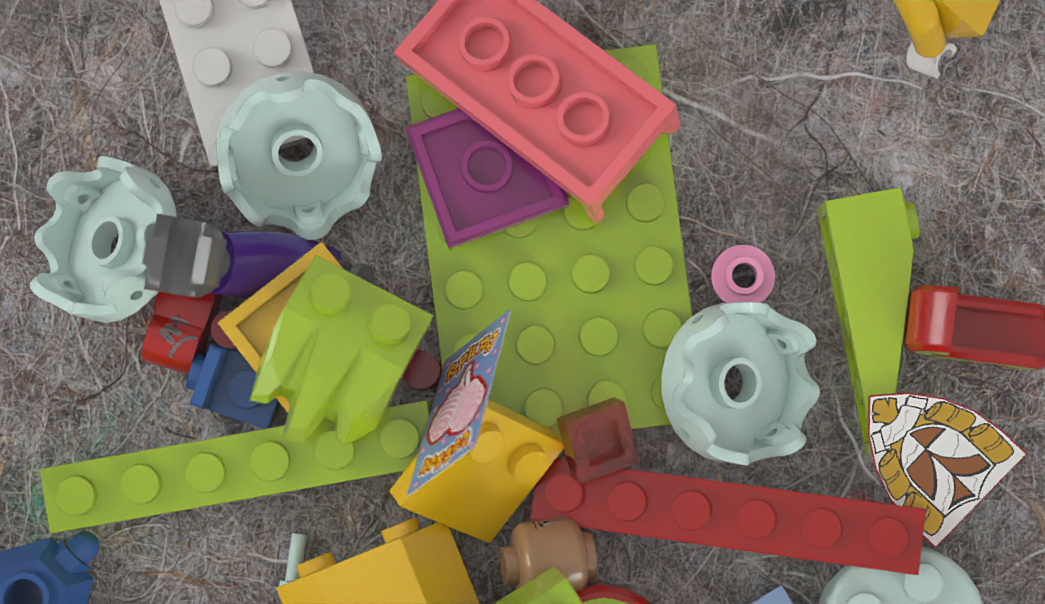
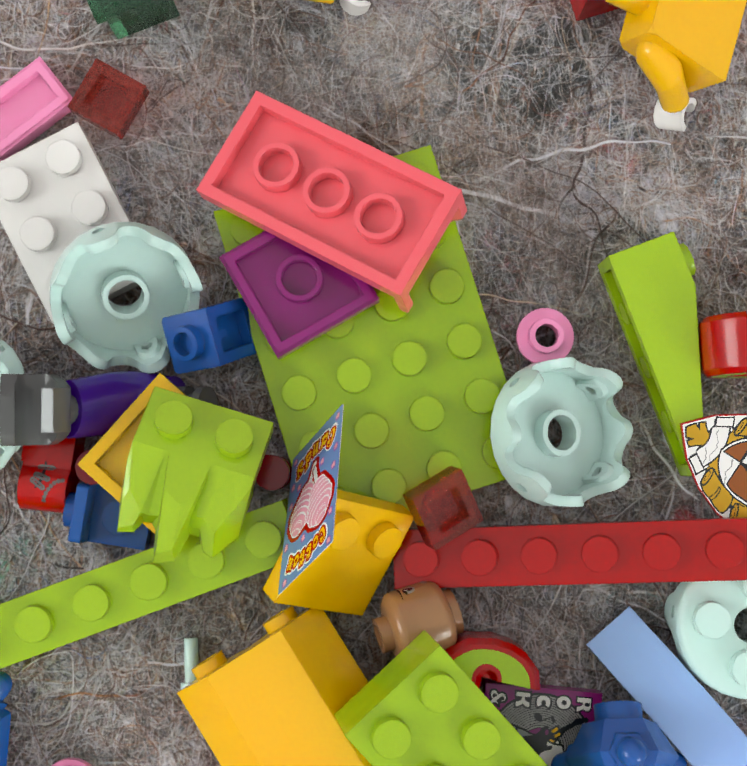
camera: 15 degrees left, 0 degrees up
(378, 211) = (209, 336): none -> blue bracket

